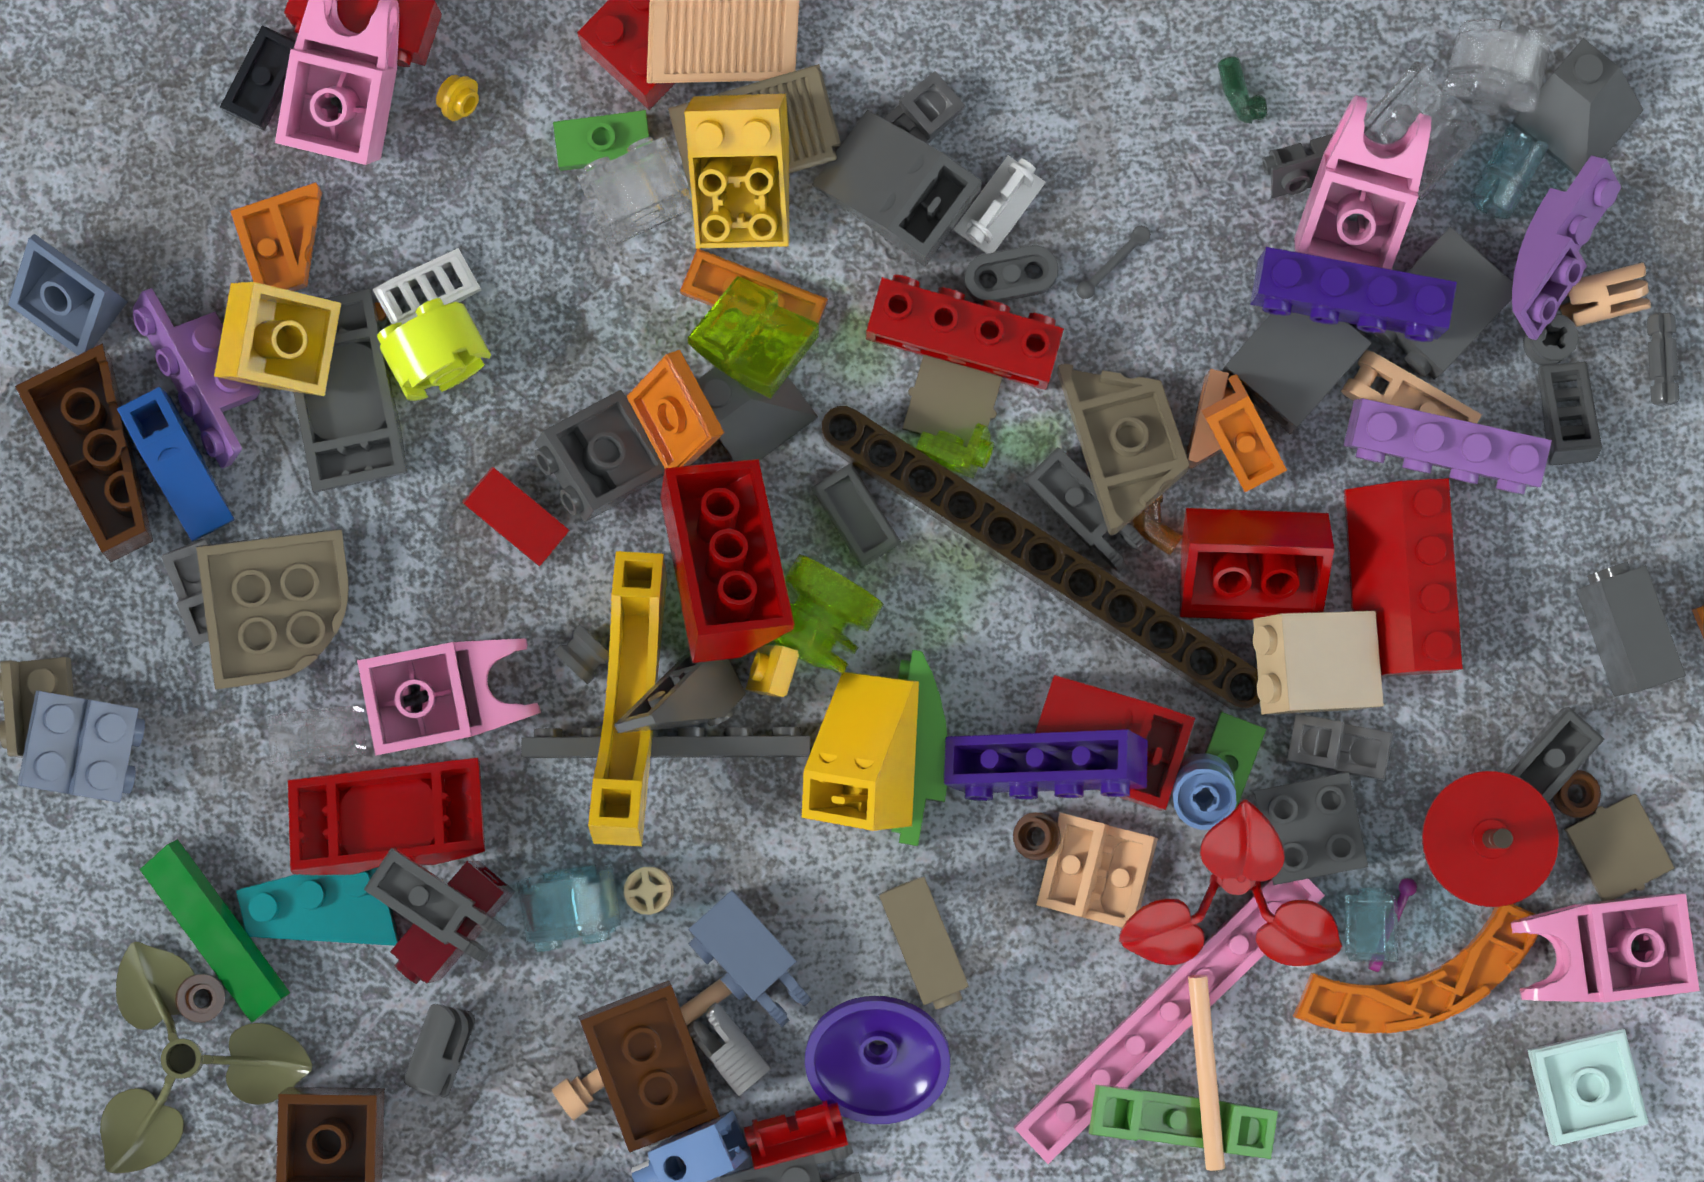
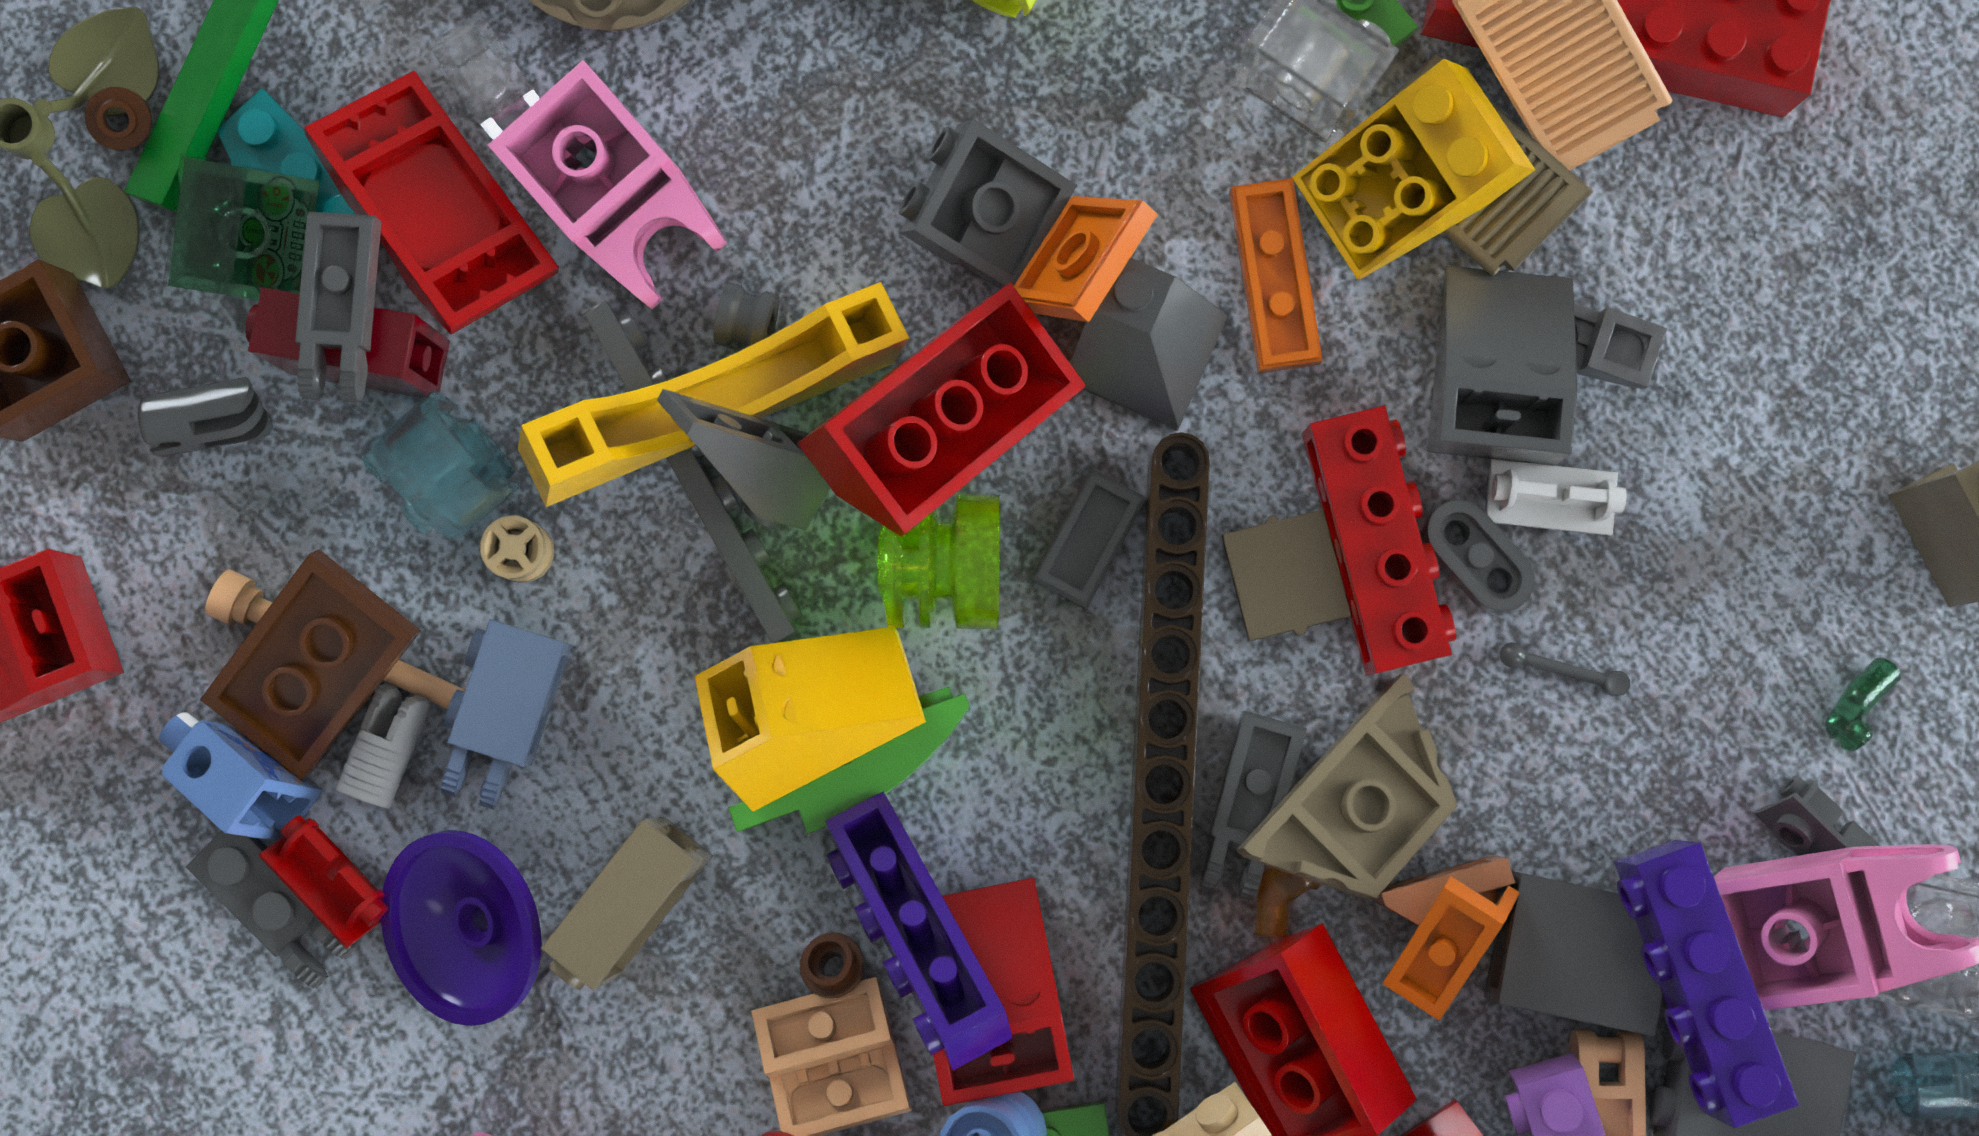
camera: 65 degrees right, 0 degrees up
(329, 955) = (237, 228): none -> clear green slope
(515, 516) = (861, 152): red slope -> none
(753, 337) = (1225, 296): clear neon green slope -> none
(772, 670) = (844, 543): yellow plate -> none
(949, 450) = (1224, 602): clear neon green bracket -> none

